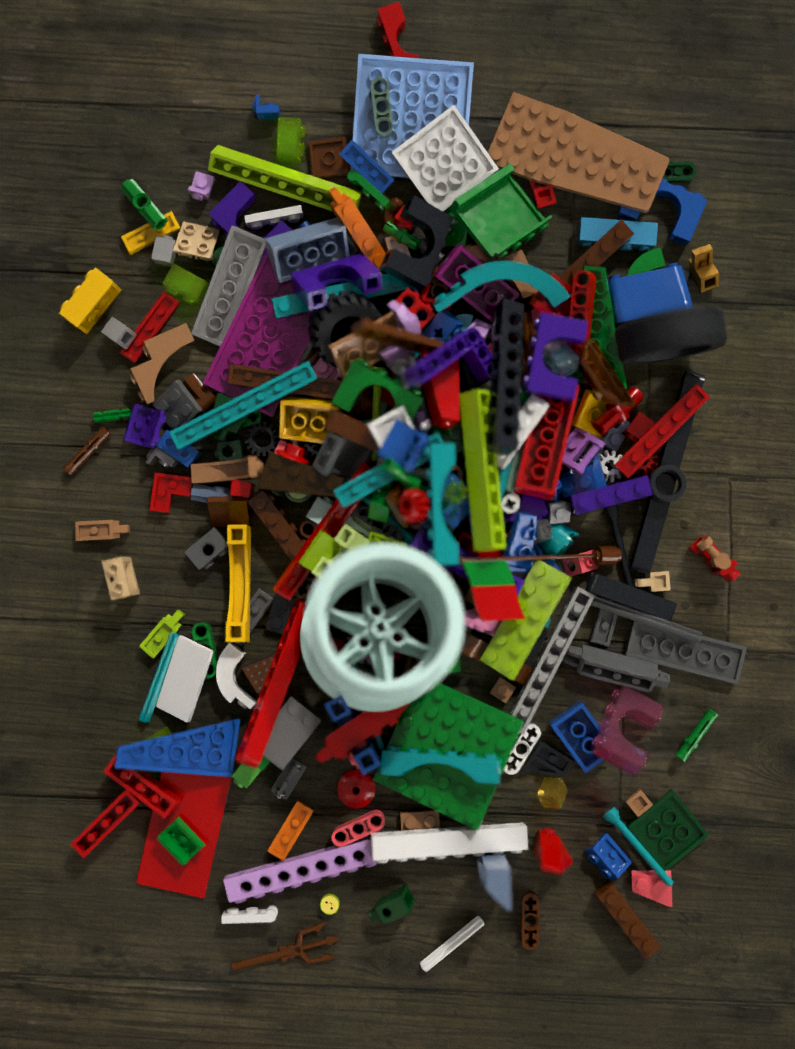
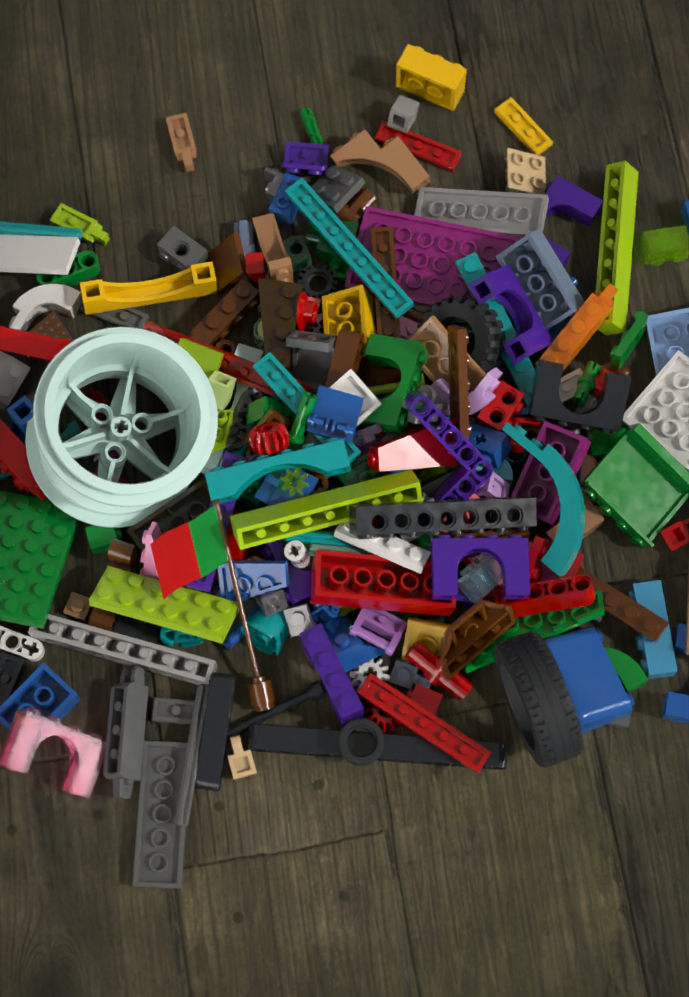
camera: 80 degrees right, 15 degrees down
(90, 447) = (275, 115): reddish brown pin -> none
(124, 577) = (138, 160): tan window -> none
(138, 198) = (551, 110): green piece -> none
(163, 250) = (505, 138): light grey brick -> none
(163, 488) = (239, 194): red plate -> none
(186, 285) = (474, 168): clear neon green brick -> none
(201, 186) = (588, 166): lavender bracket -> none
(274, 217) = (571, 243): white plate -> none
(325, 158) = (656, 292): reddish brown tile -> none
(366, 166) = (654, 329): blue plate -> none
(581, 565) = (243, 666): coral bracket -> none
(697, 734) = (36, 837): green pin -> none
(702, 268) = (637, 740): pearl gold brick -> none
(717, 561) = (283, 825): hips -> none

